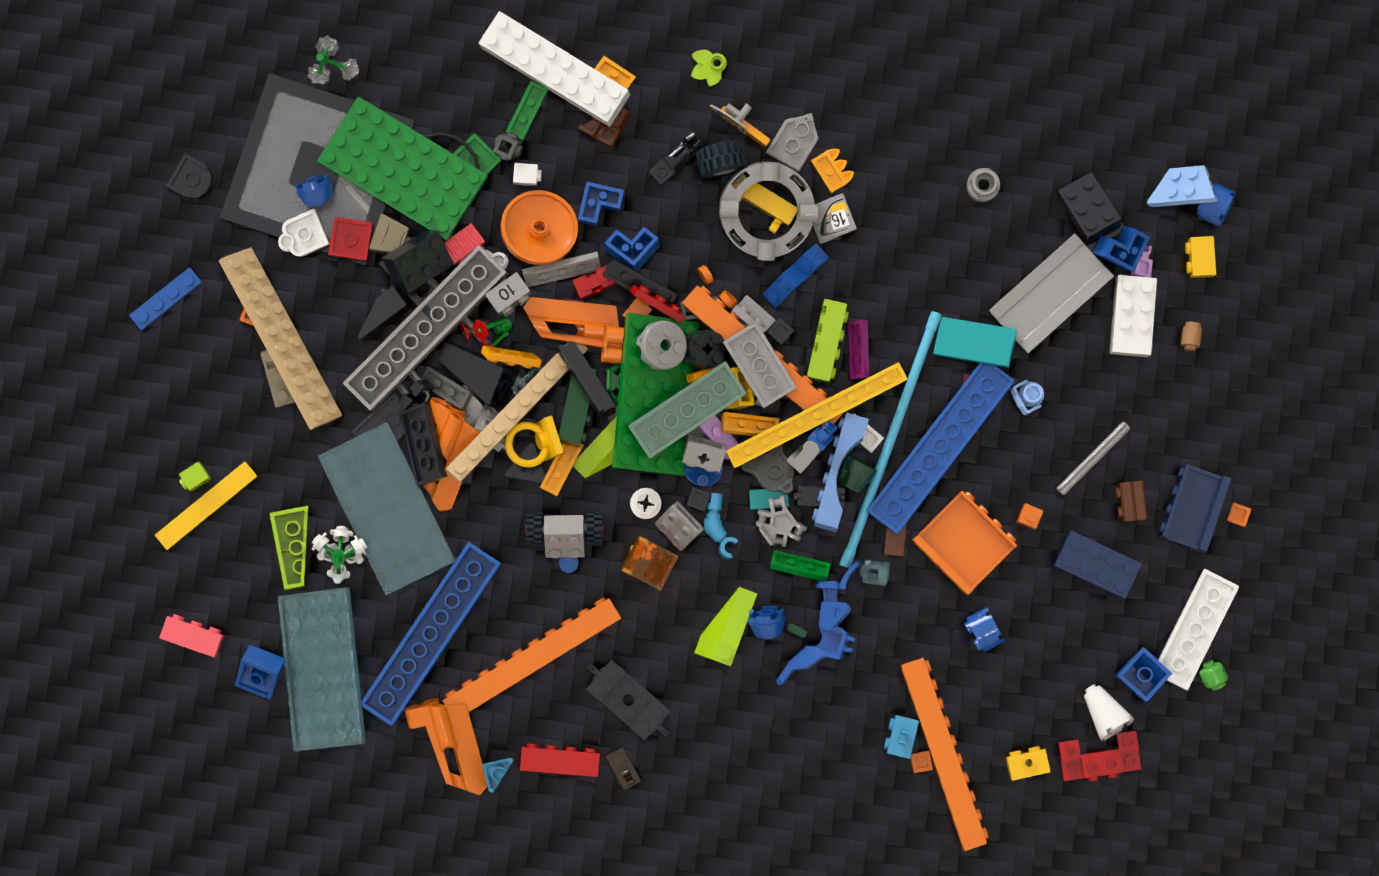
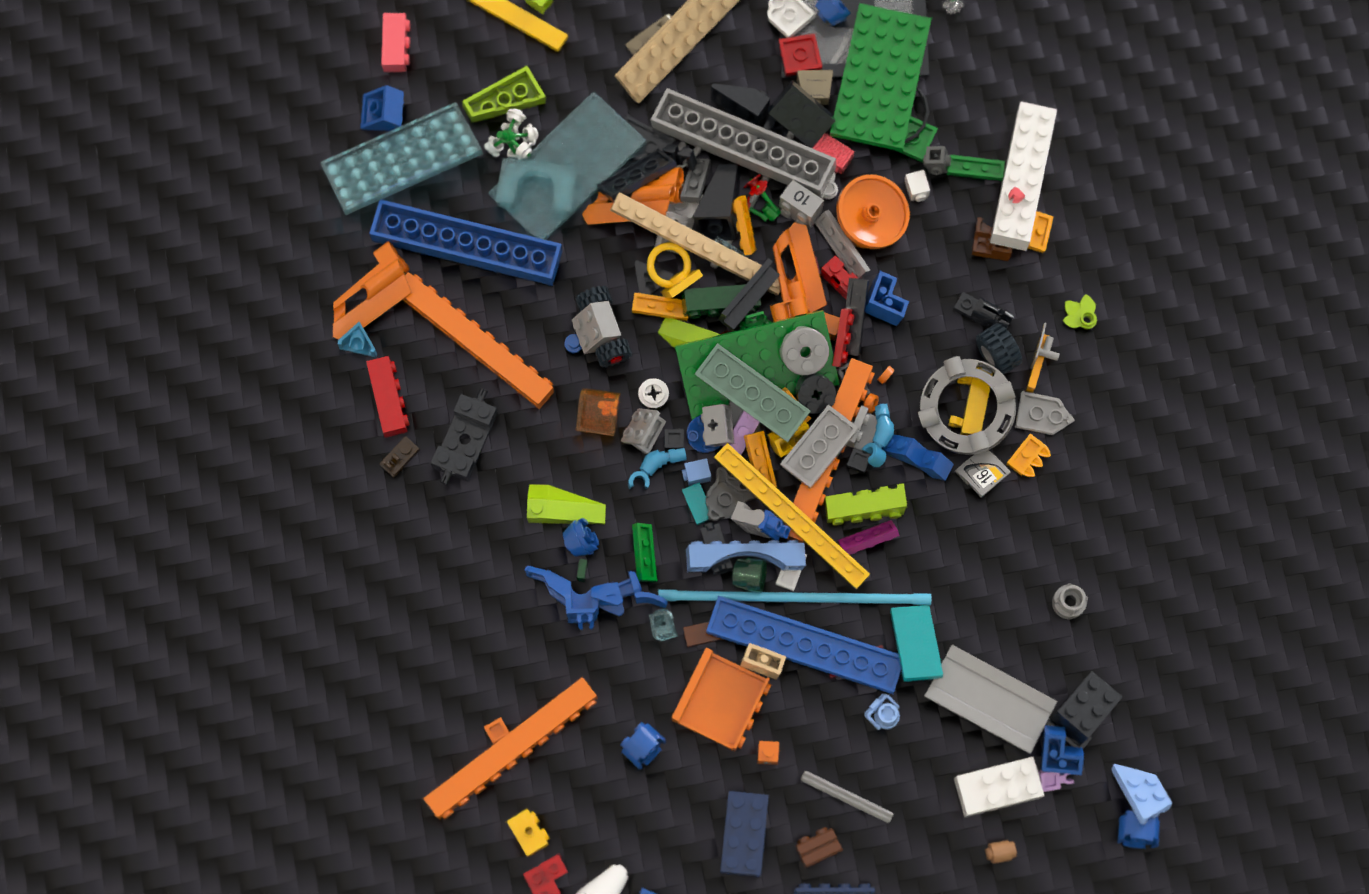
camera: 70 degrees right, 10 degrees down
(376, 561) = (515, 172): none -> clear light blue arch
(576, 85) = (1016, 194): none -> coral hinge
(596, 198) = (916, 251): blue brick -> none
(739, 489) = (696, 472): none -> medium blue brick
(766, 299) = (882, 436): none -> dark azure piece
(780, 523) = (677, 519): light grey piece -> none
(901, 737) = (514, 702): dark azure brick -> none
(943, 491) = (763, 661): none -> tan brick
(1201, 257) = (1082, 834): yellow brick -> none

